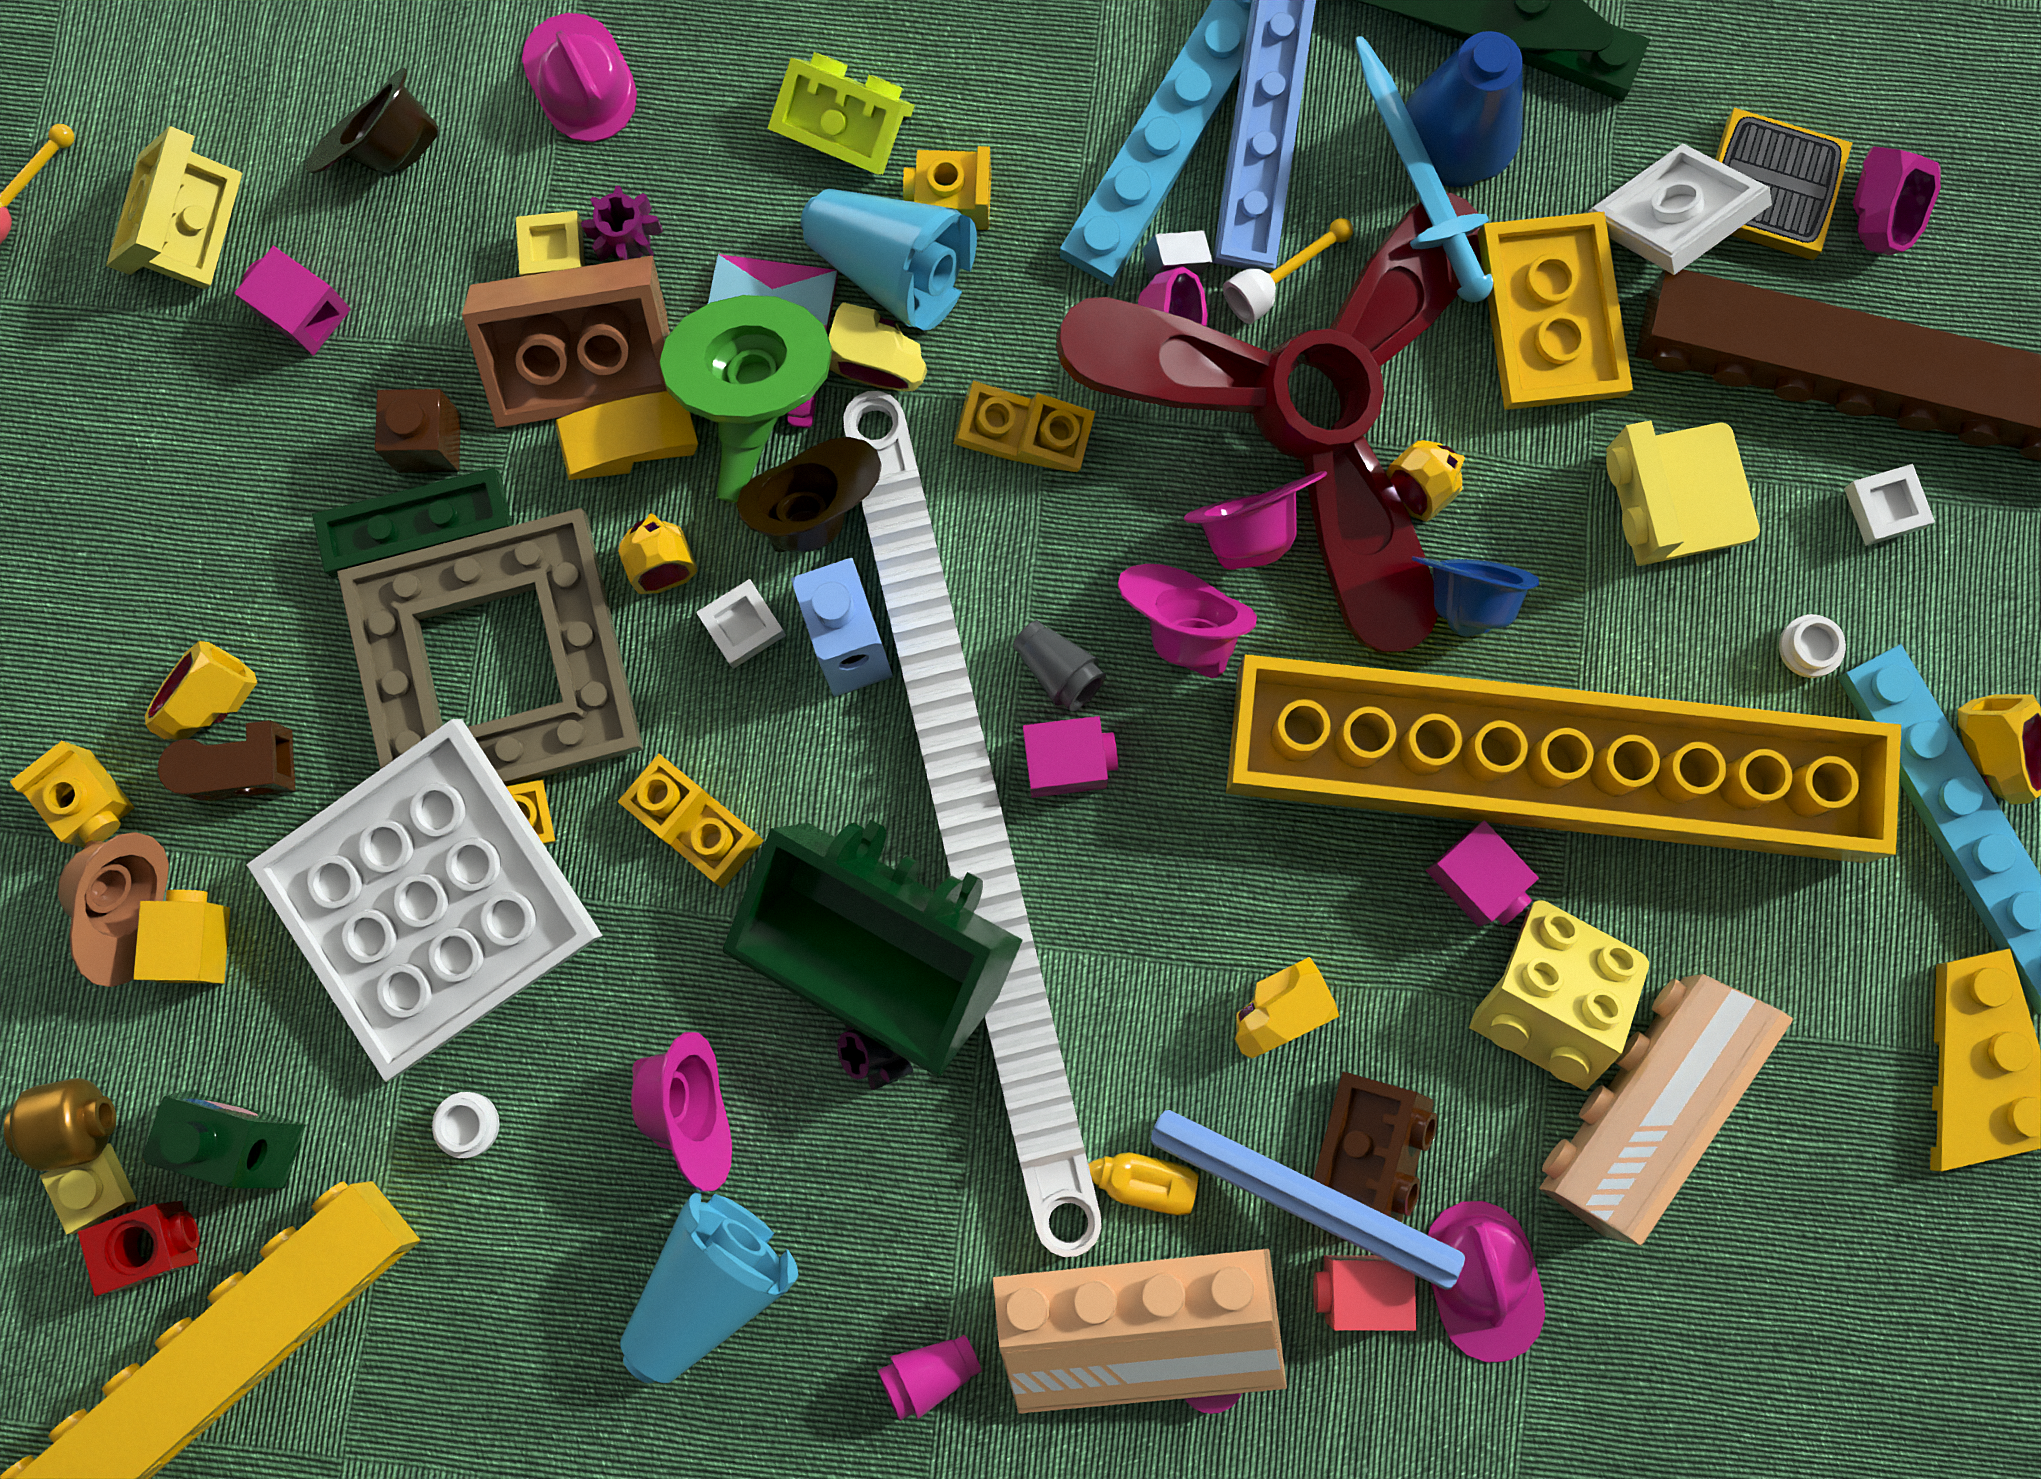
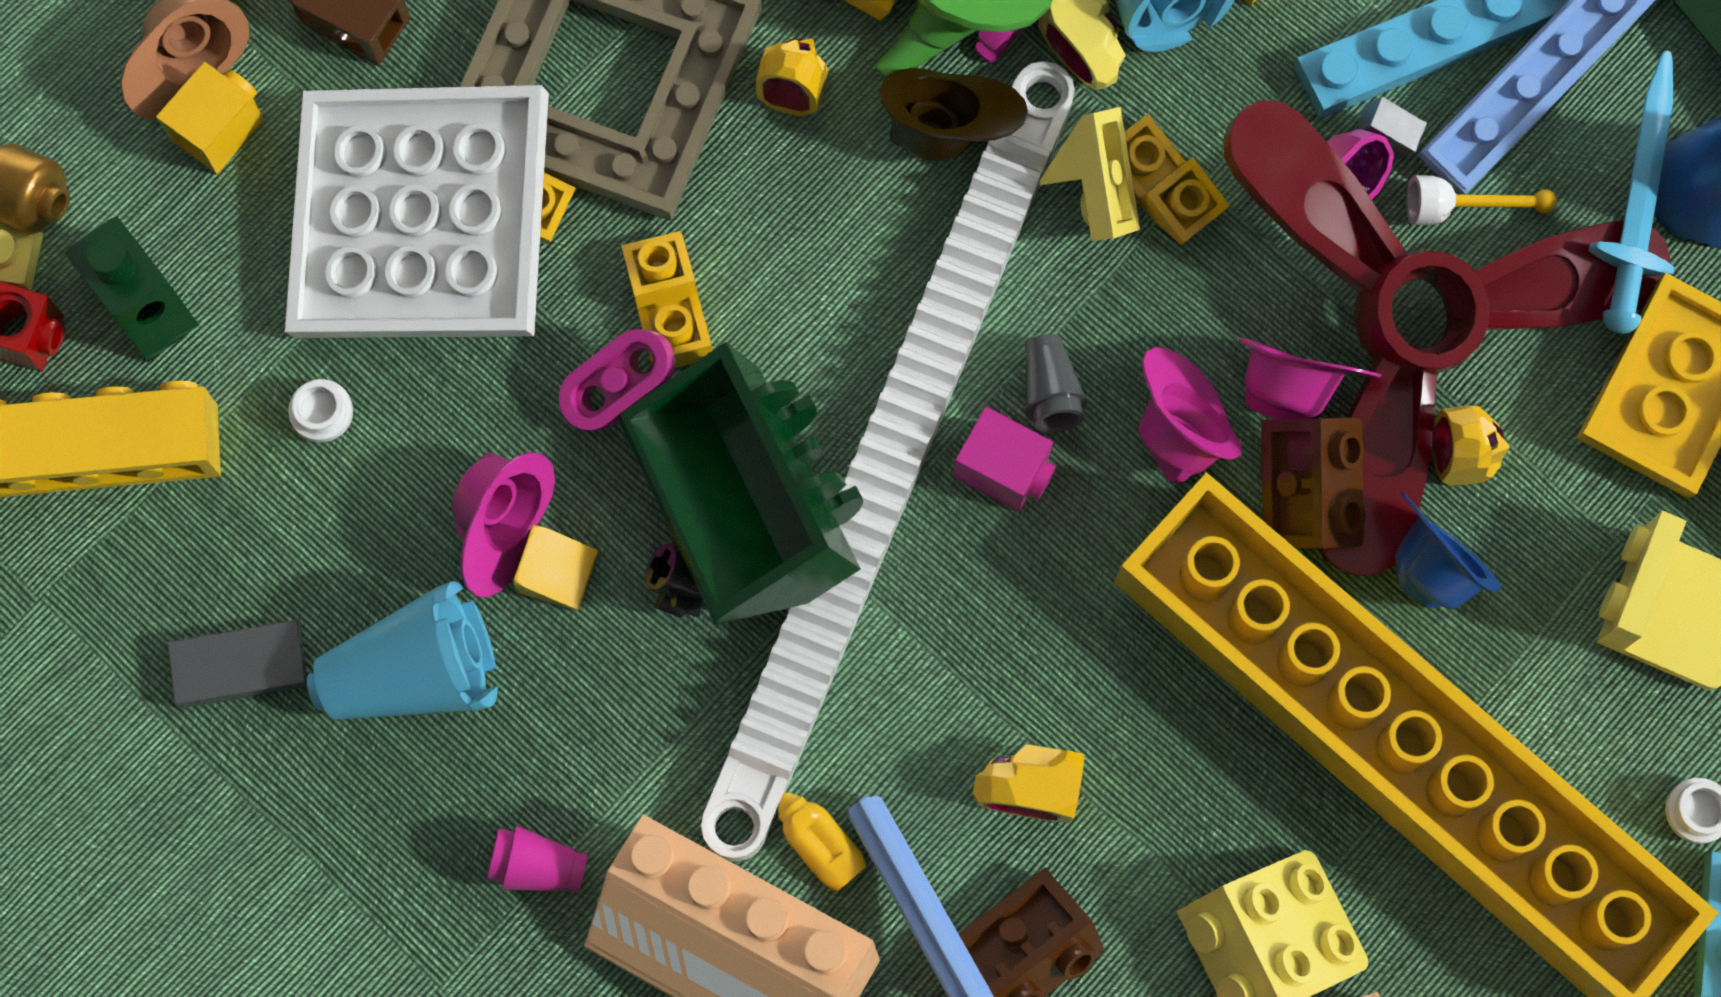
camera: 30 degrees right, 5 degrees down
(554, 1391) = (237, 664): none -> dark grey tile
(700, 917) = (618, 376): none -> dark pink plate
(741, 623) = (820, 176): white plate -> none
(762, 1115) = (554, 568): none -> yellow slope
(841, 626) = (898, 224): light blue torso -> none
(964, 449) = (1099, 157): none -> light yellow slope
(1330, 598) = (1314, 481): none -> reddish brown bracket
(1484, 876) = (1277, 795): dark pink brick -> none

